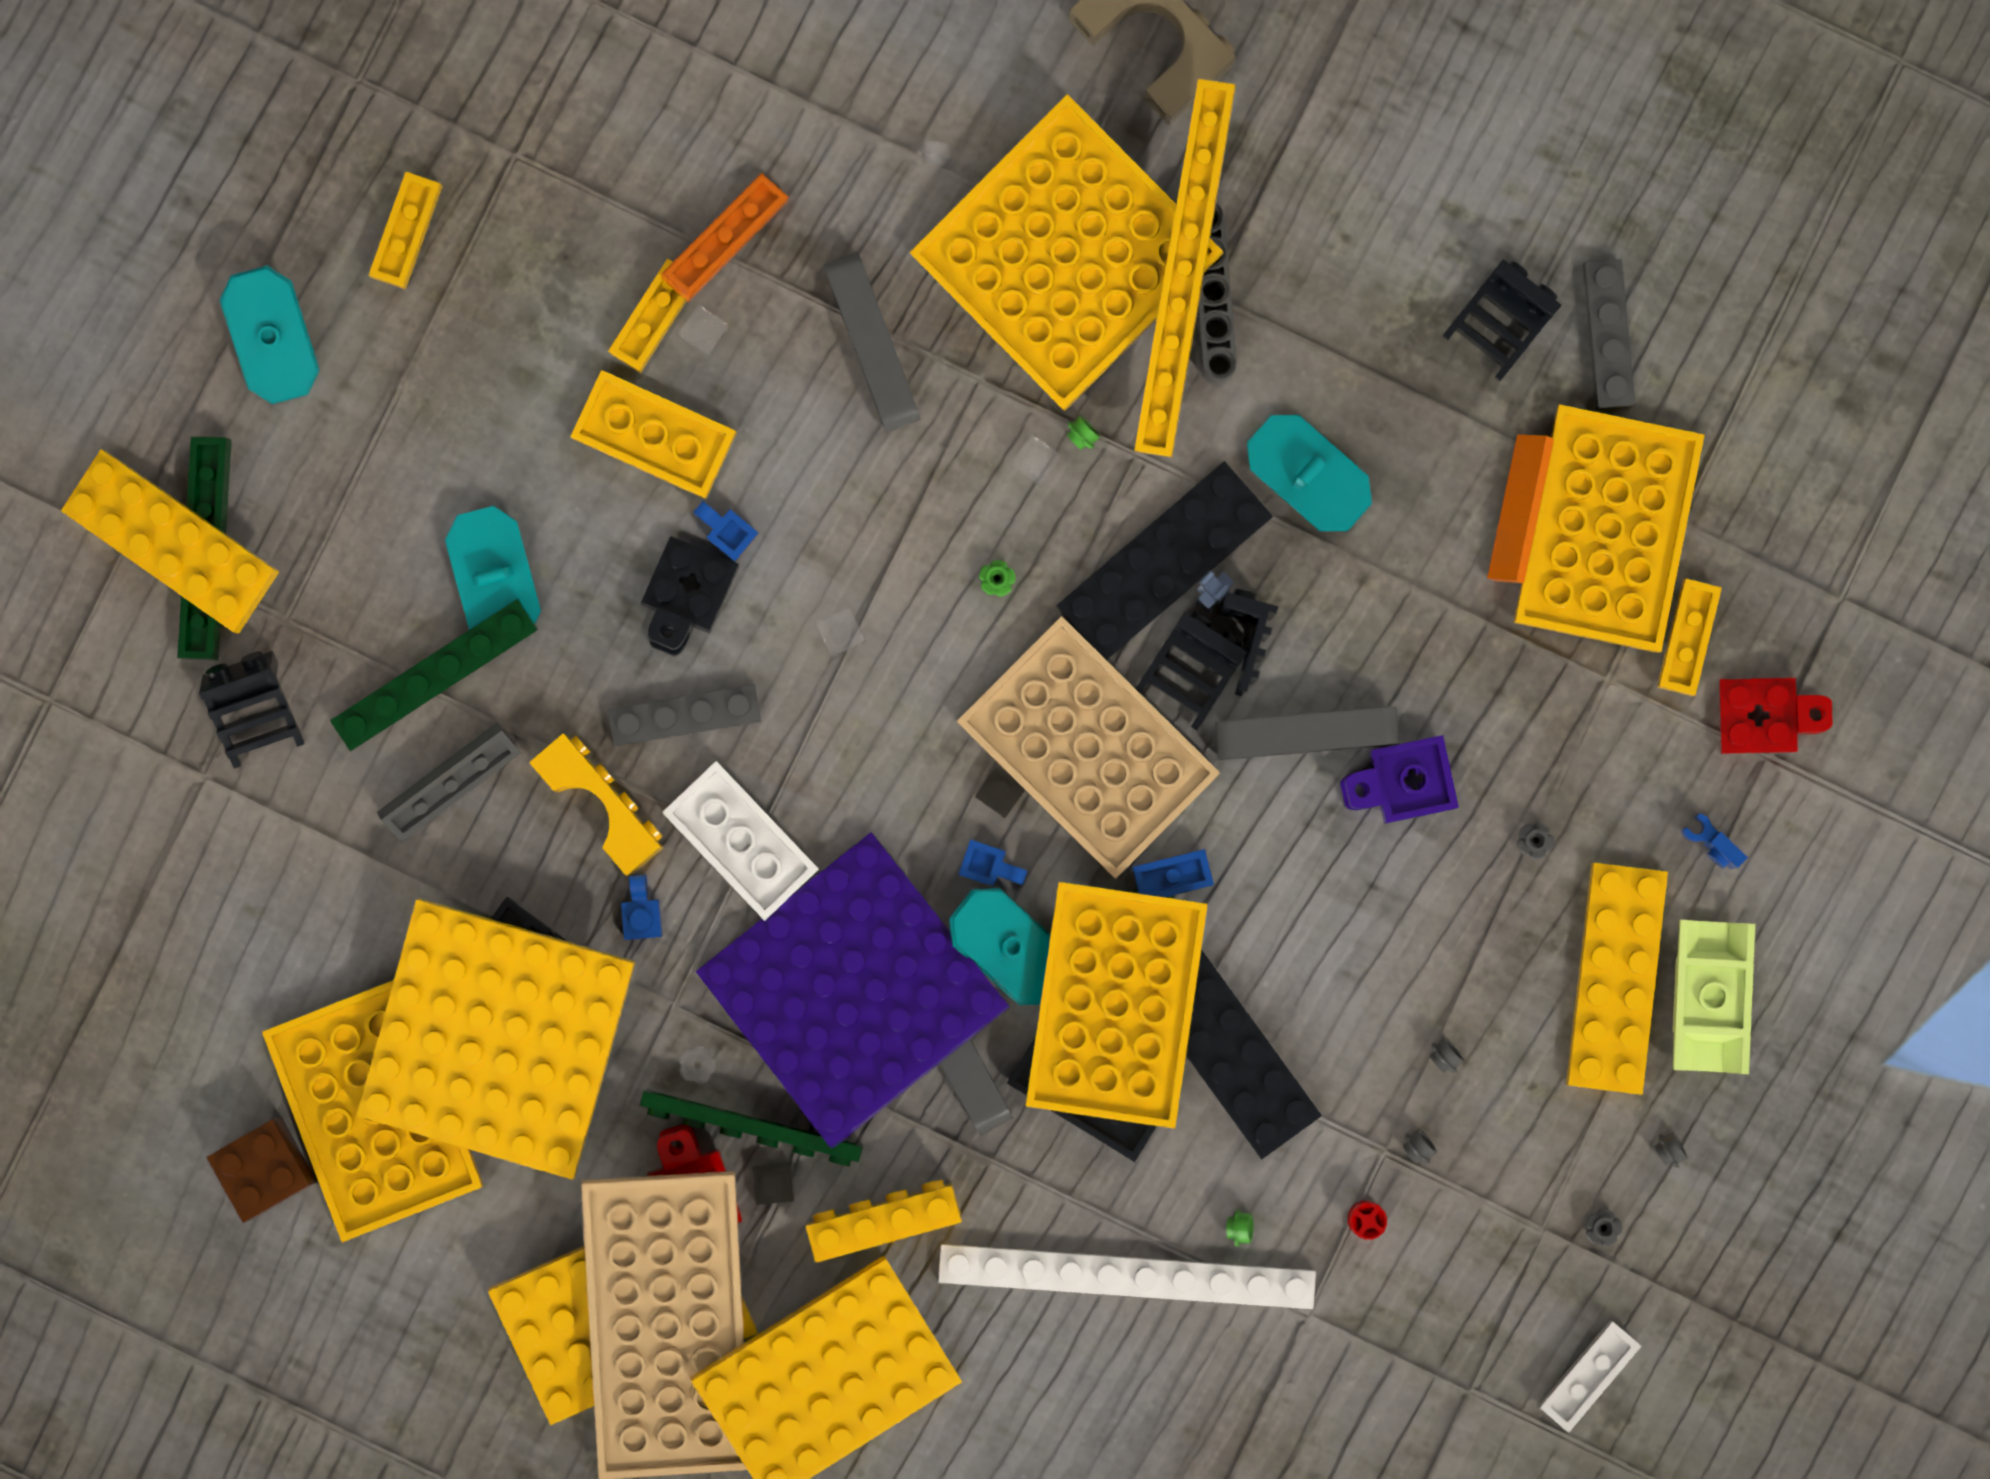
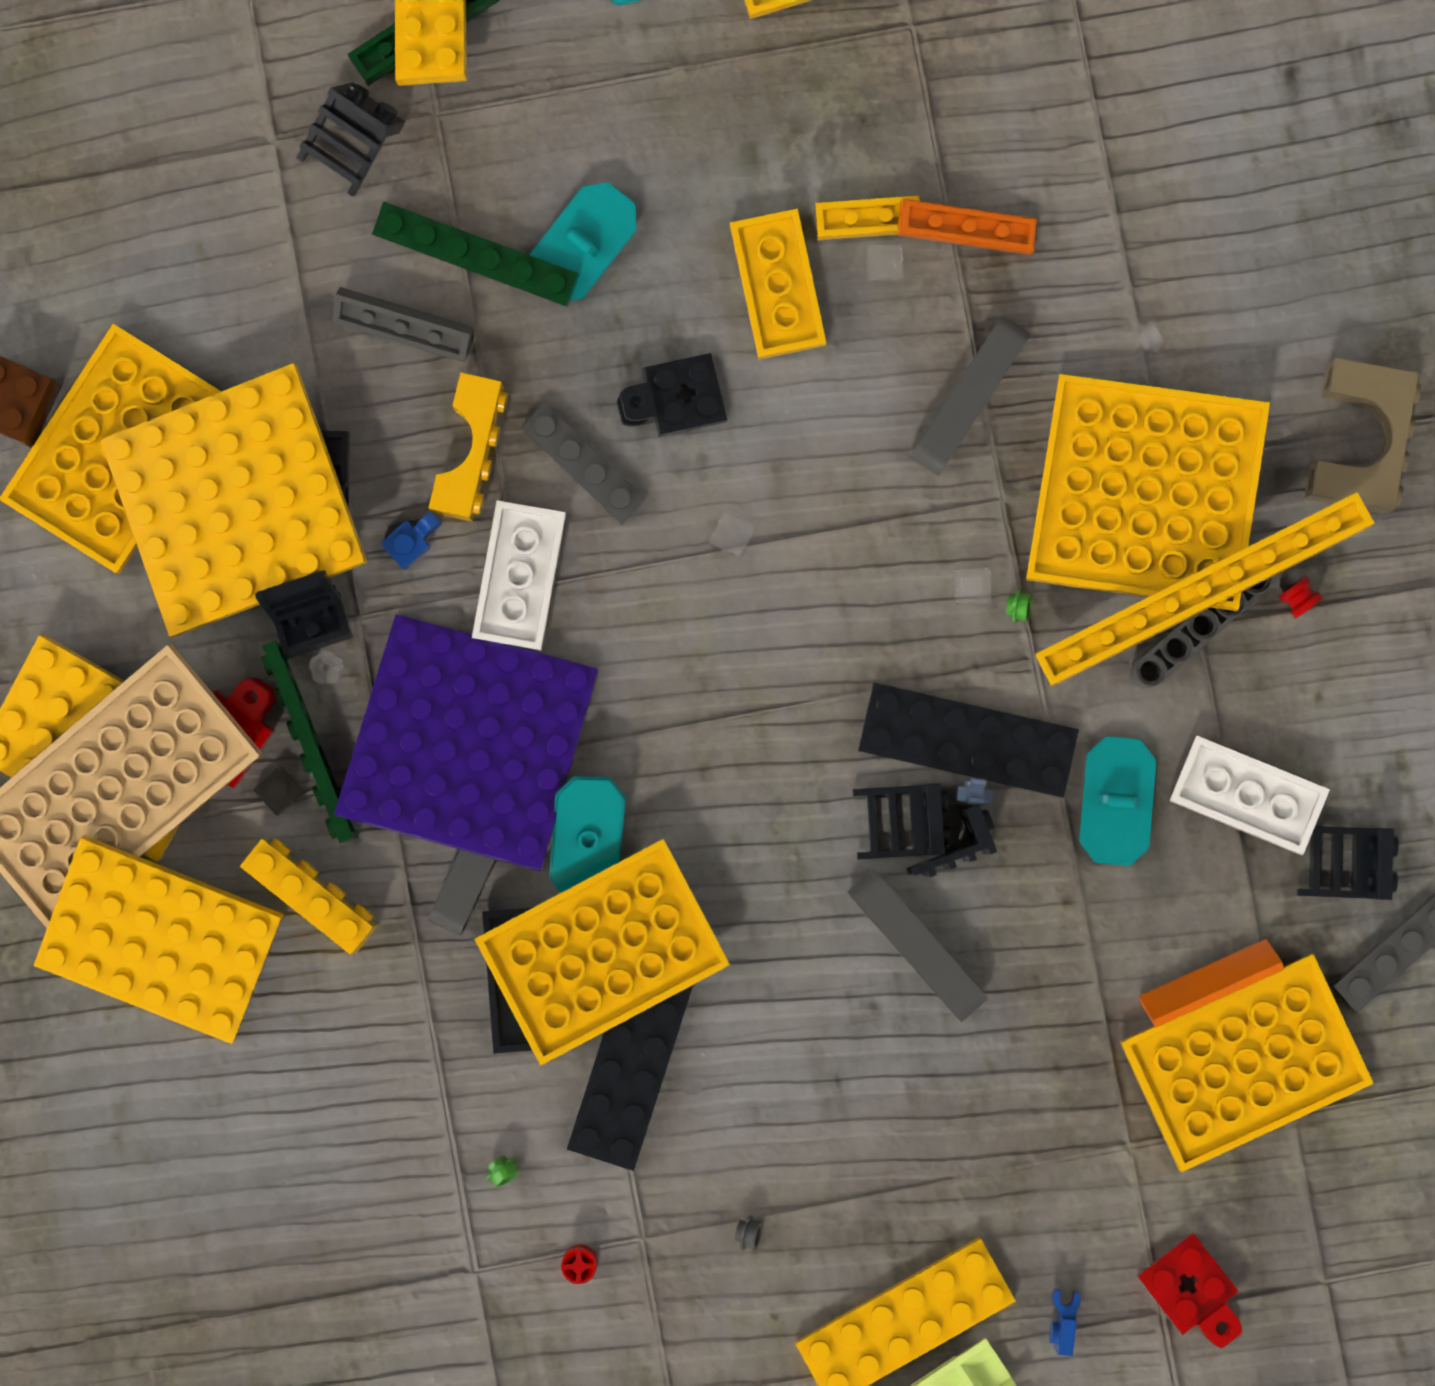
camera: 50 degrees right, 0 degrees up
(640, 1047) = (306, 614): none -> black plate
(729, 532) = (746, 395): blue plate -> none
(986, 865) = (637, 774): blue plate -> none
(999, 568) = (851, 622): bright green plate -> none
(1000, 792) = (700, 745): clear smoke plate -> none
(1088, 747) = (783, 786): tan plate -> none
(1127, 1276) = (403, 1111): white plate -> none
(1174, 875) = (734, 923): blue plate -> none
(1250, 190) = (1300, 597): none -> red wheel
(1386, 358) = (1249, 795): none -> white plate
(1386, 786) = (920, 1037): dark purple plate -> none
(1419, 1147) = (664, 1263): dark grey plate -> none
(1527, 834) = (964, 1171): dark grey plate -> none
(1689, 637) = (1208, 1185): yellow plate -> none

